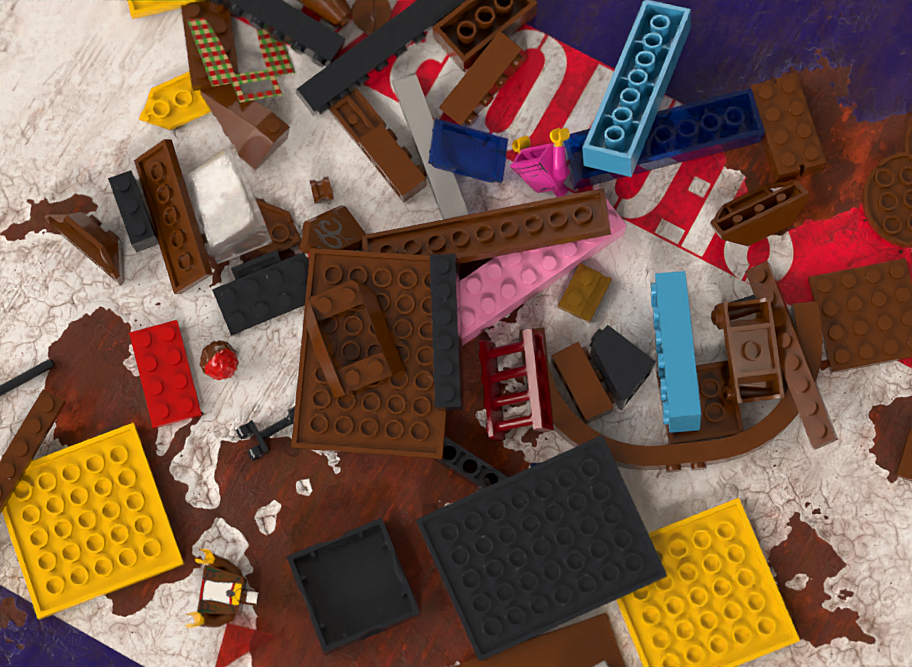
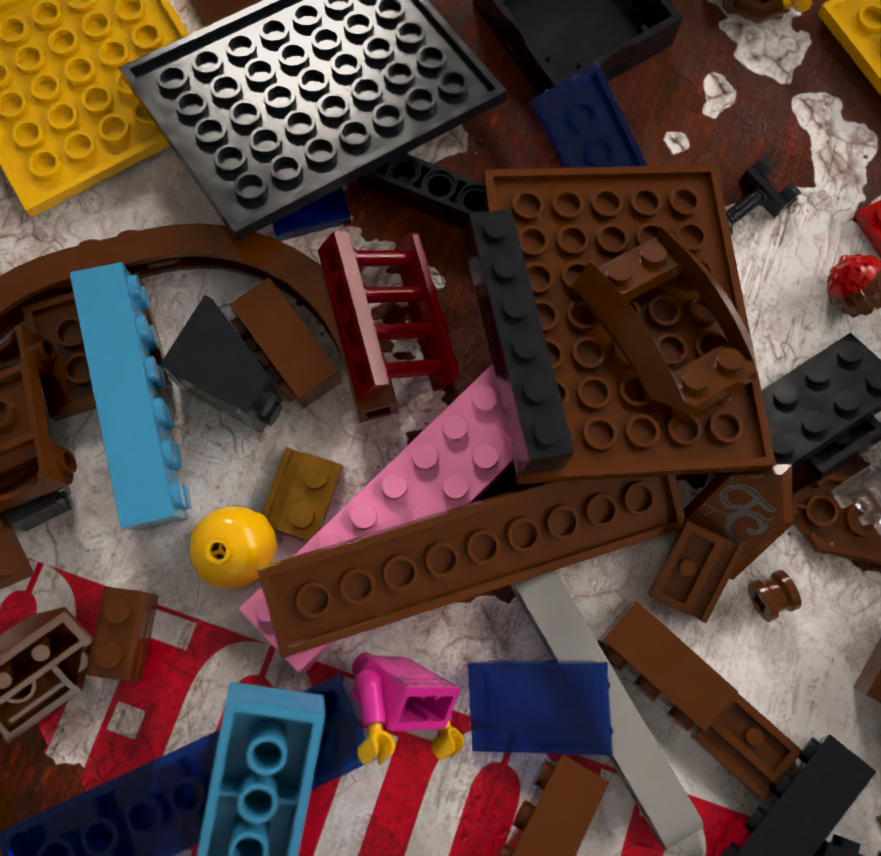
camera: 165 degrees right, 0 degrees up
(363, 209) = (695, 570): none -> reddish brown plate
(365, 489) = (587, 123): none -> clear blue tile
(628, 265) = (230, 547): none -> yellow cylinder
(694, 227) = (122, 634): none -> reddish brown brick

